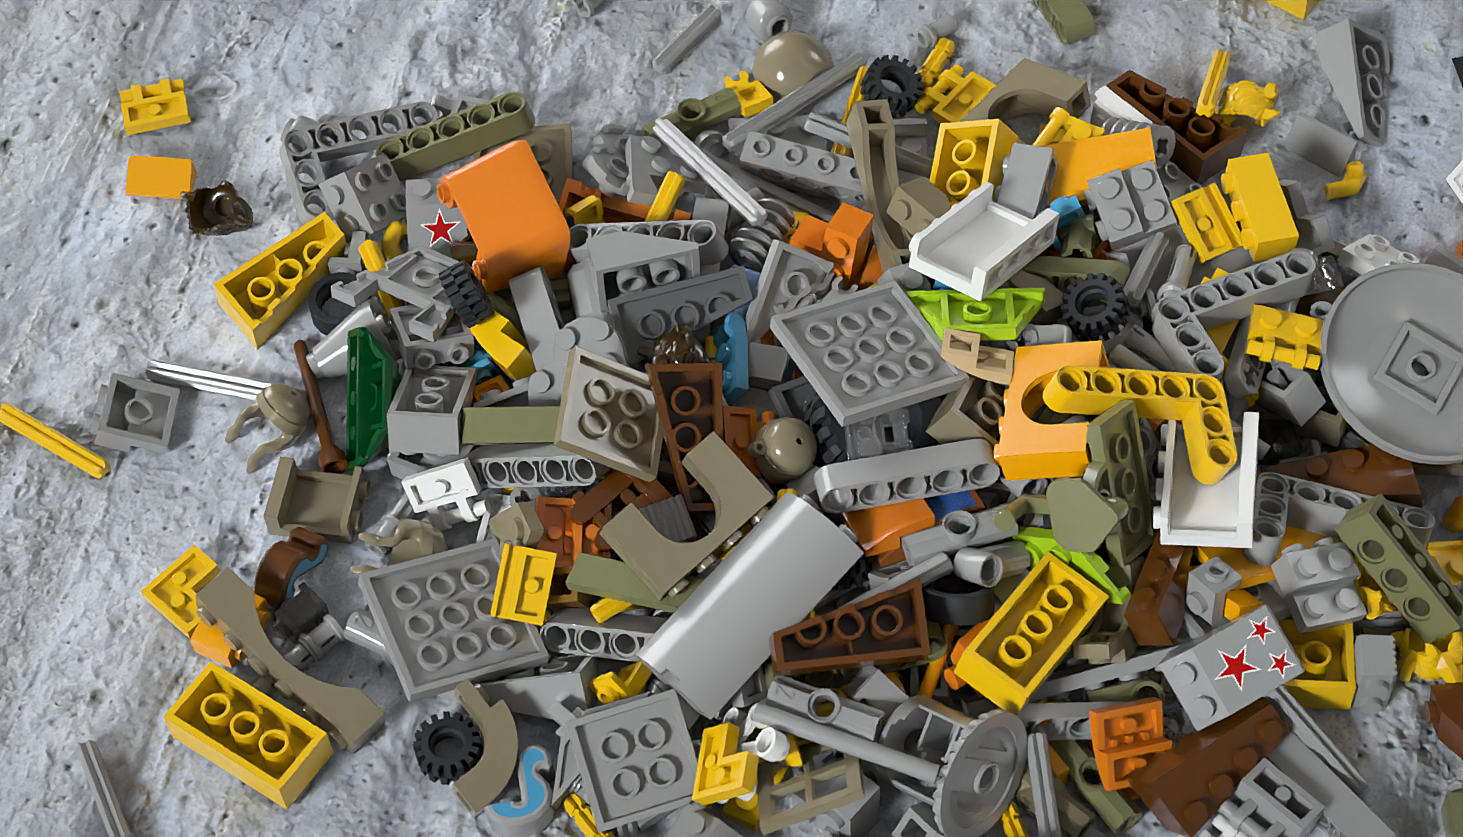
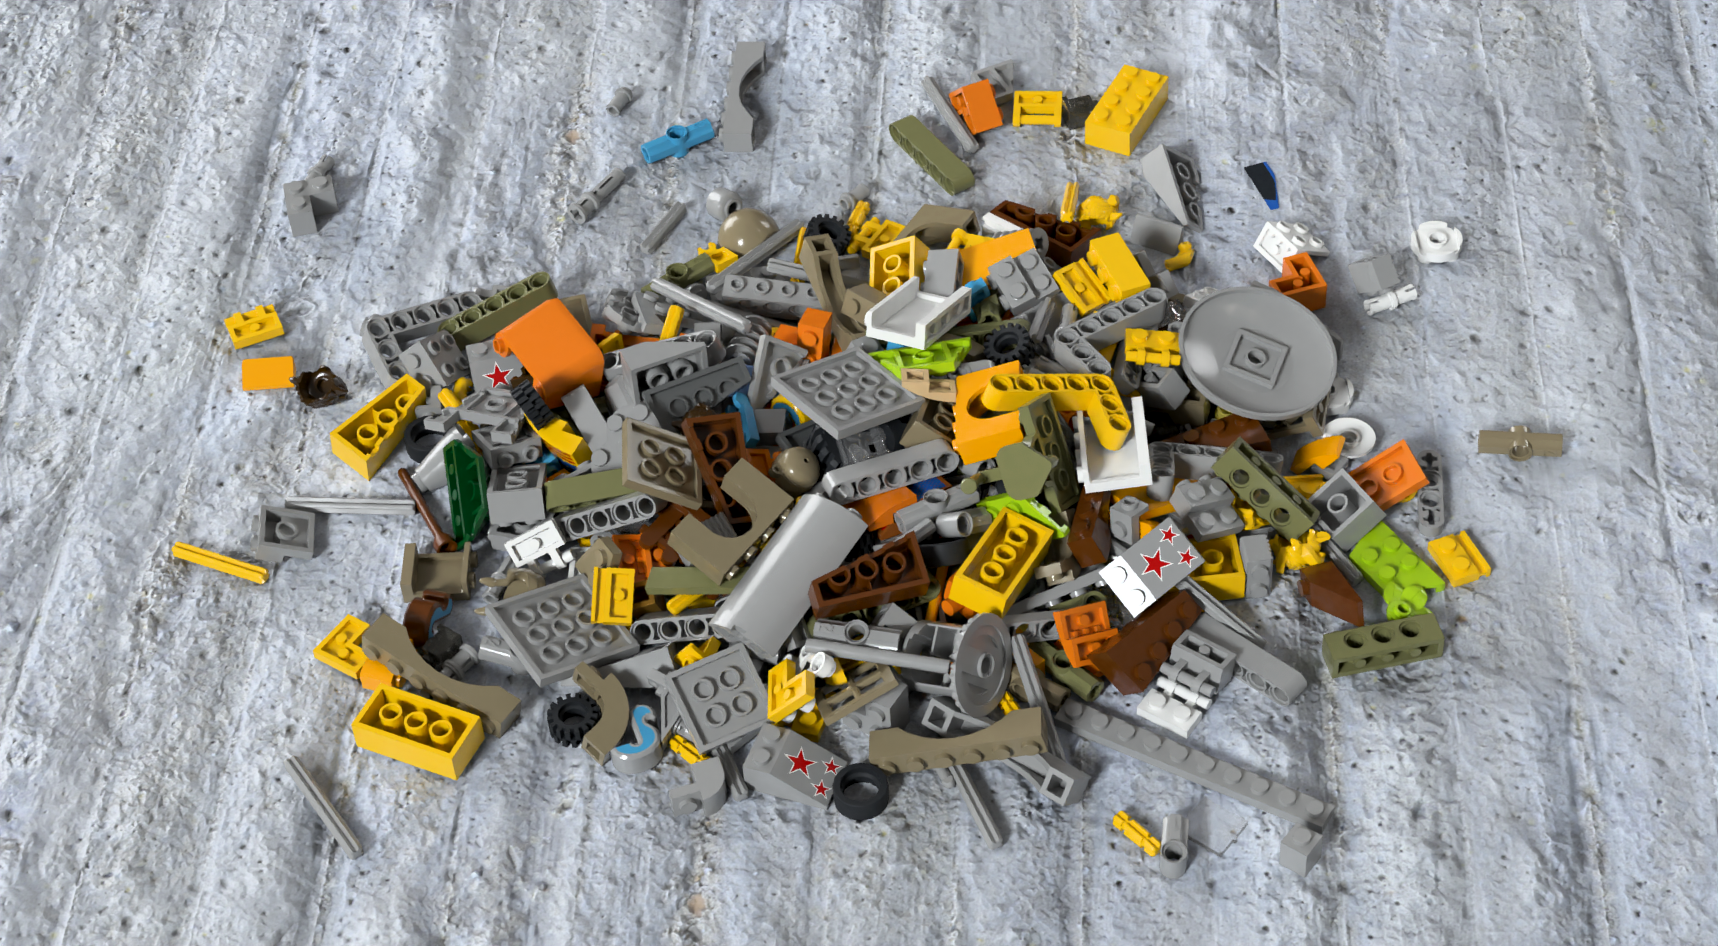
camera: 10 degrees left, 10 degrees down
(285, 409) = (395, 511): dark tan hair -> none

